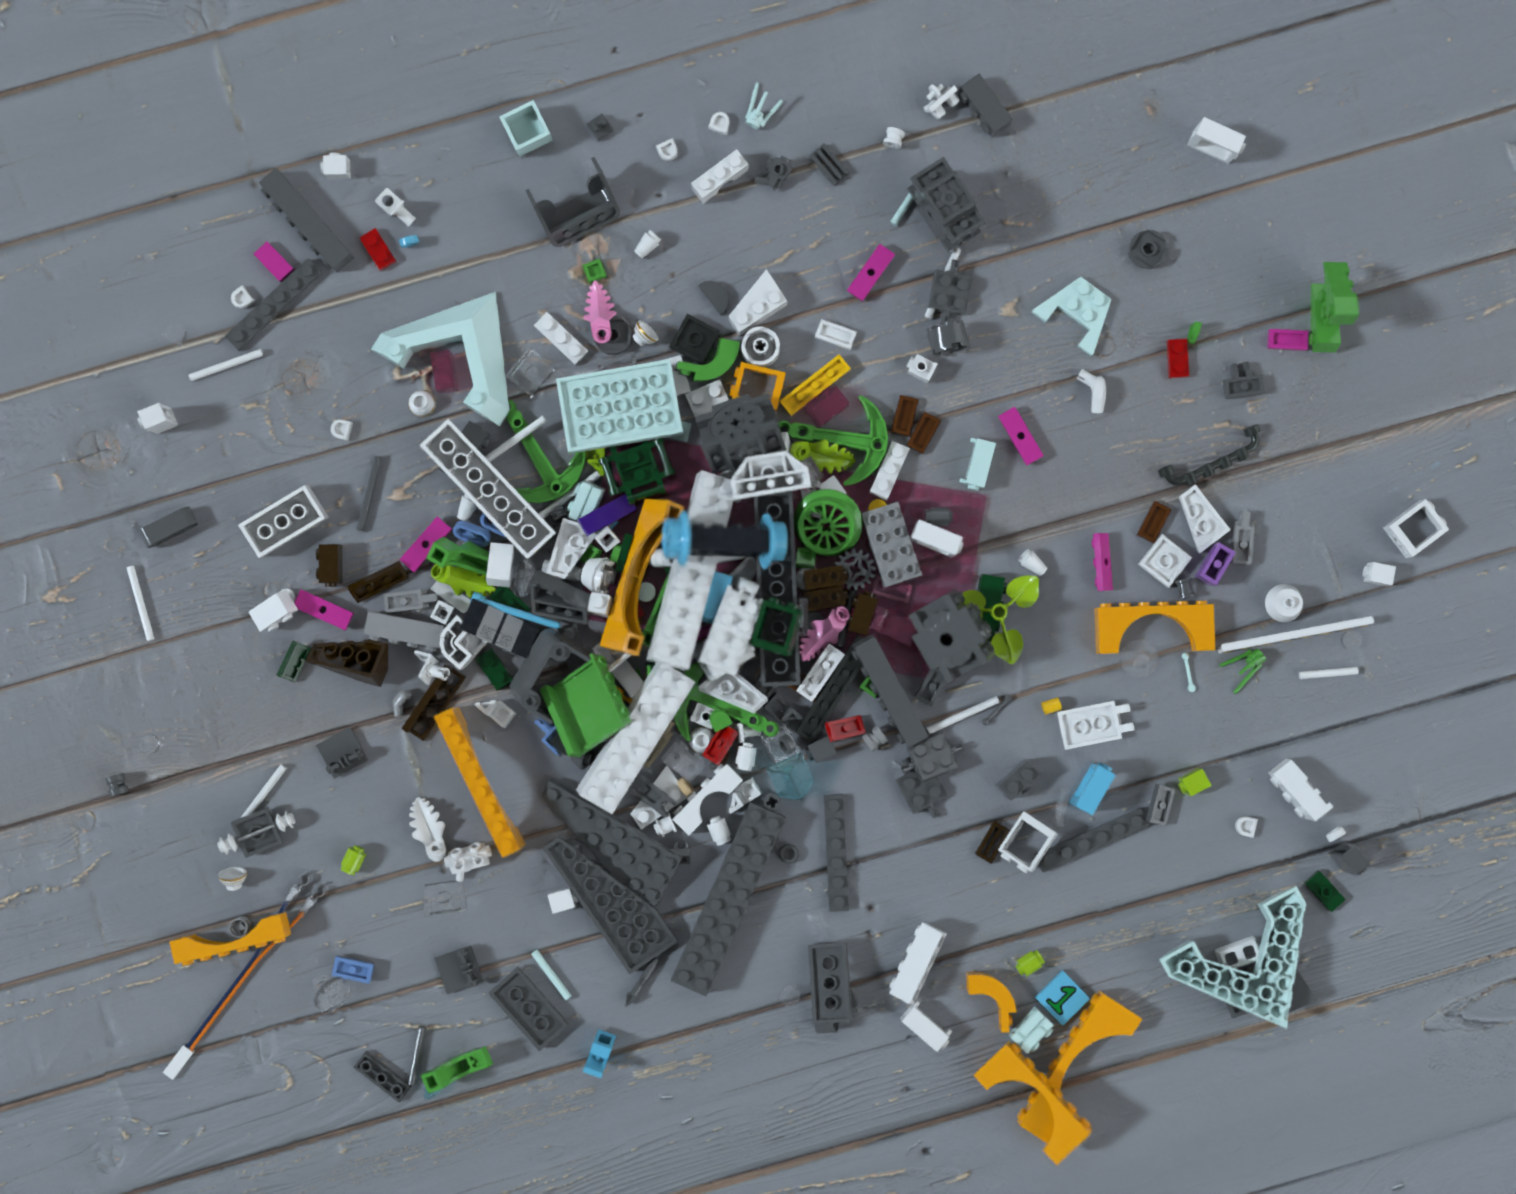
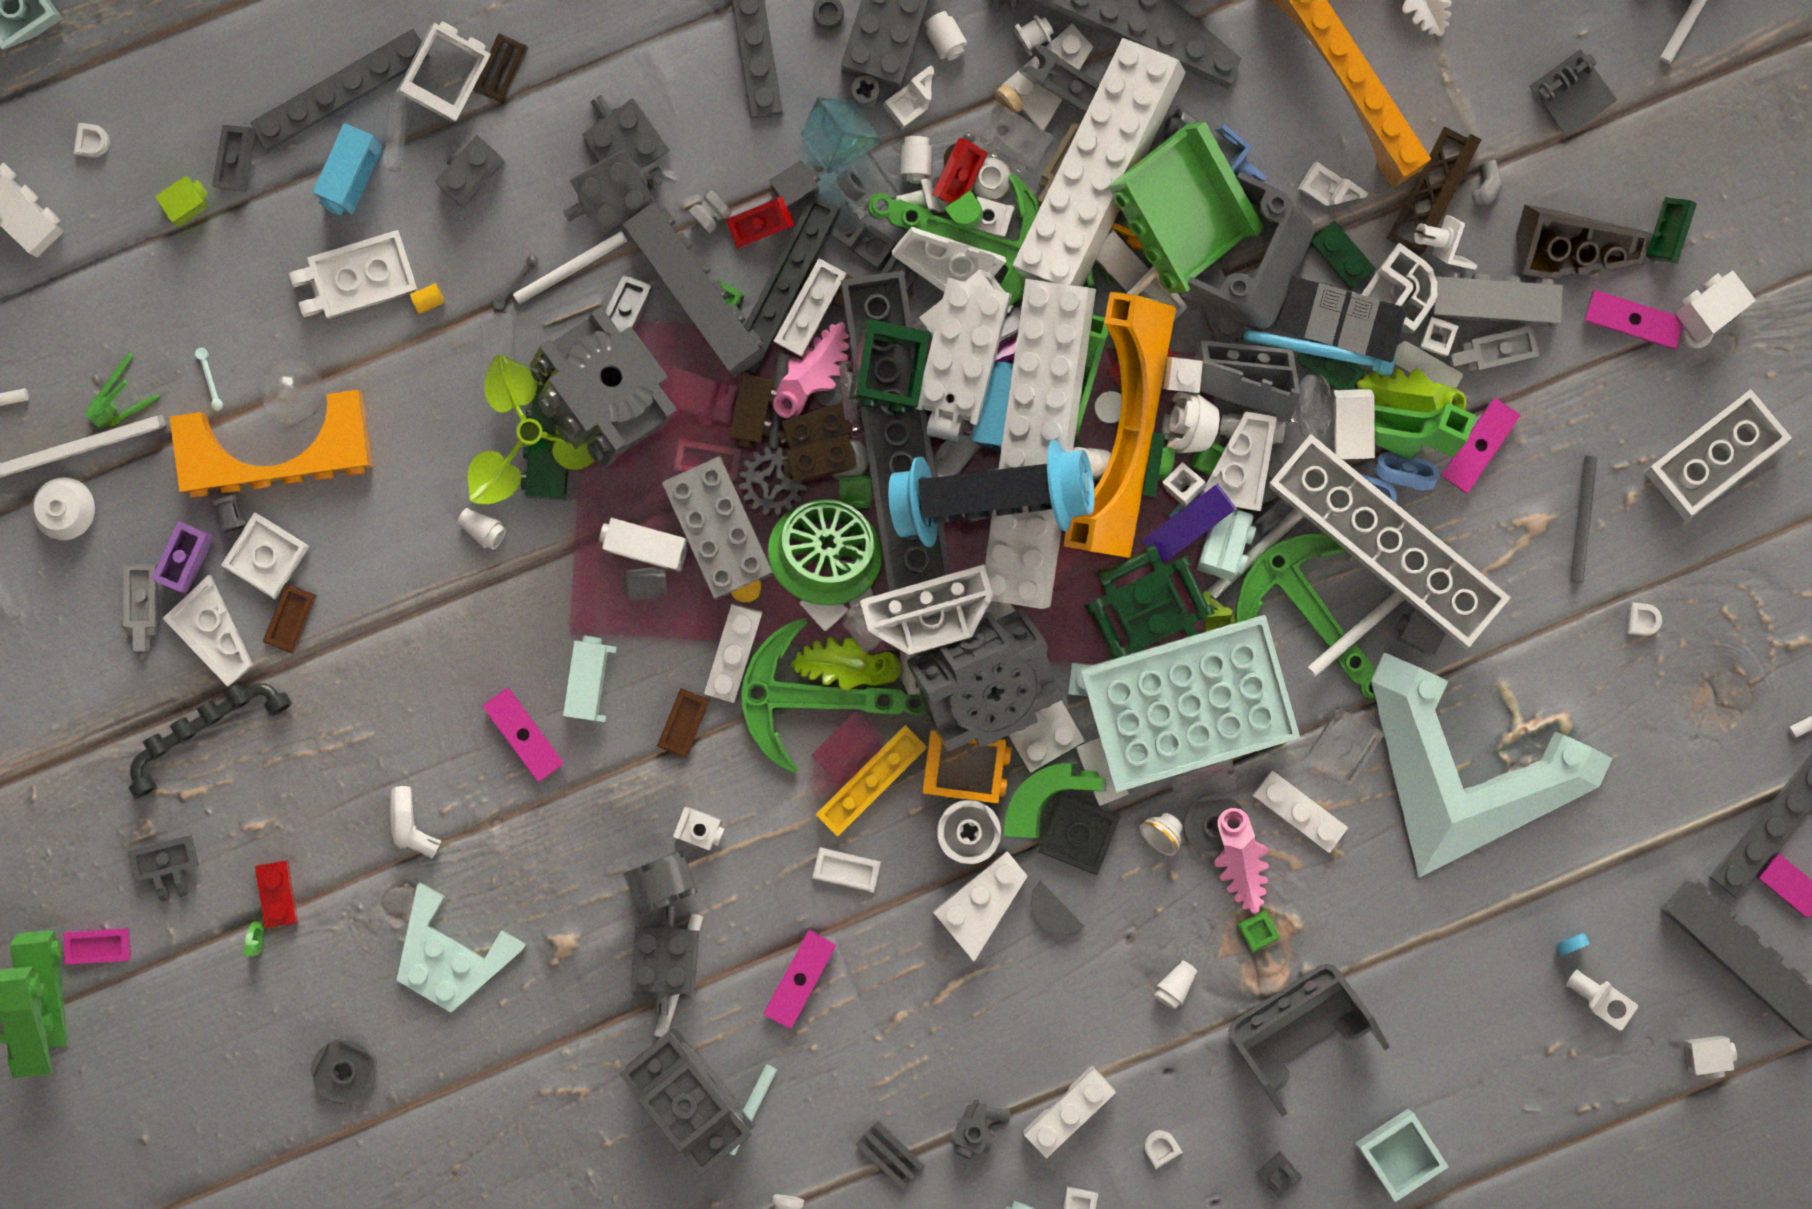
camera: 175 degrees right, 0 degrees up
(329, 564) = (1632, 393): dark brown brick -> none
(377, 249) = (1622, 926): red plate -> none
(378, 581) = (1550, 375): dark brown plate -> none
(422, 403) = (1516, 678): white piece -> none
(444, 371) = (1486, 732): clear pink brick -> none
(466, 508) = (1423, 508): white cone -> none
(725, 781) = (947, 115): white arch -> none
(904, 415) = (718, 747): reddish brown tile -> none
(1102, 562) = (367, 541): dark pink tile -> none

